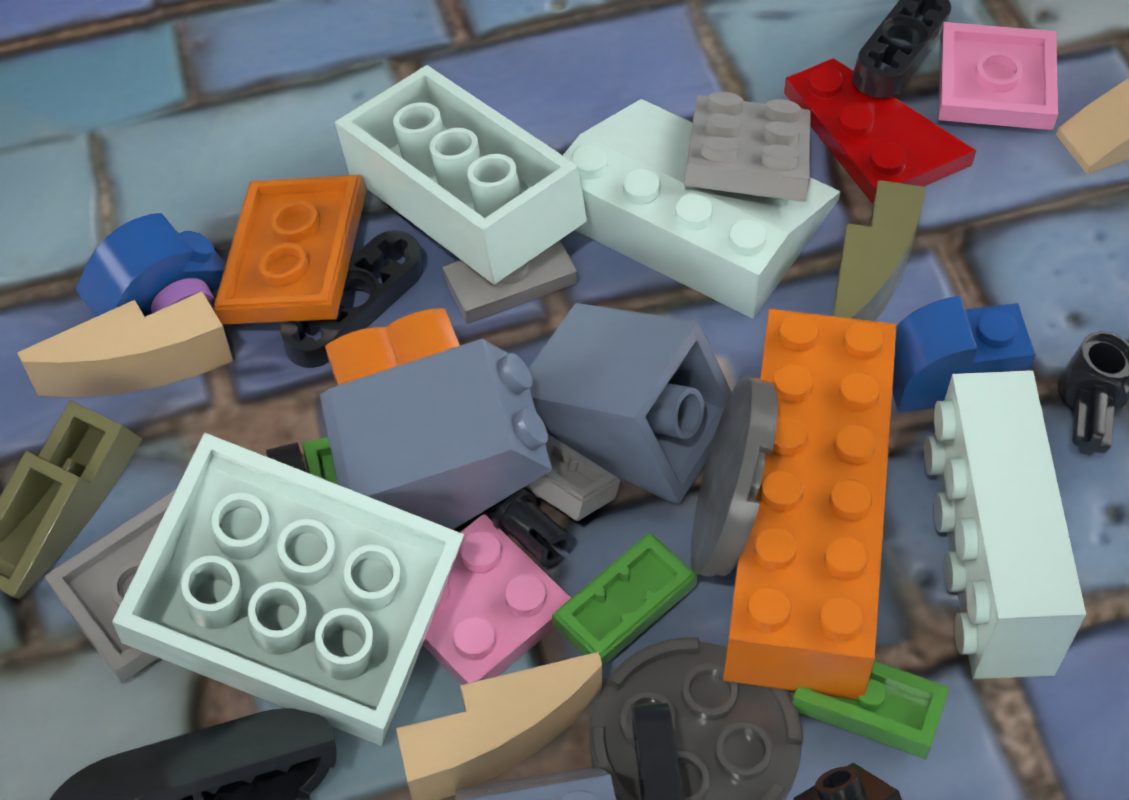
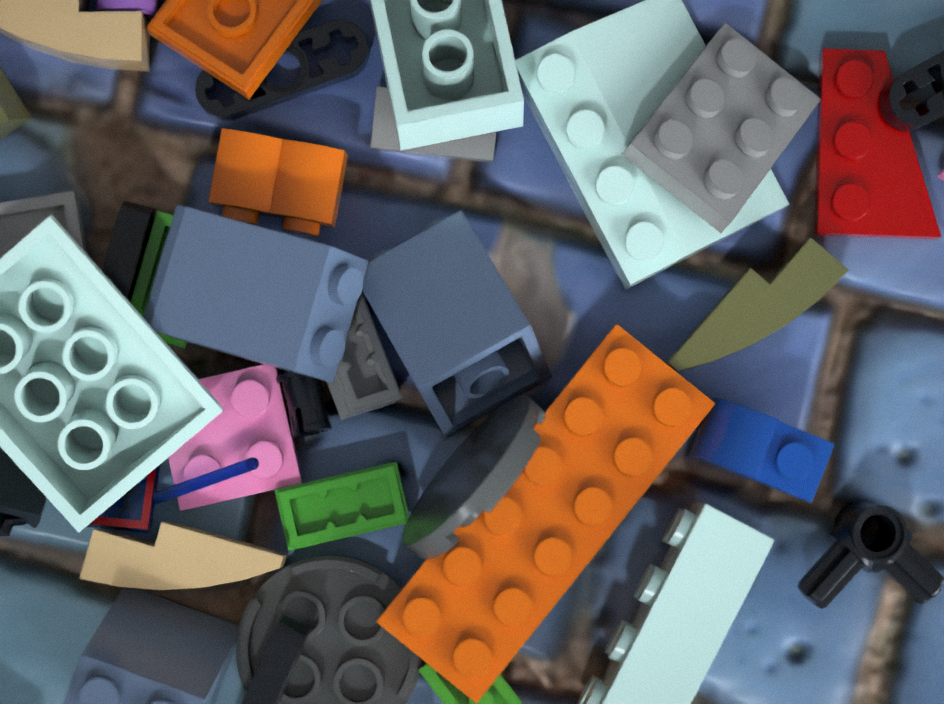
camera: 25 degrees right, 30 degrees up
(427, 694) = (136, 507): none -> clear blue piece

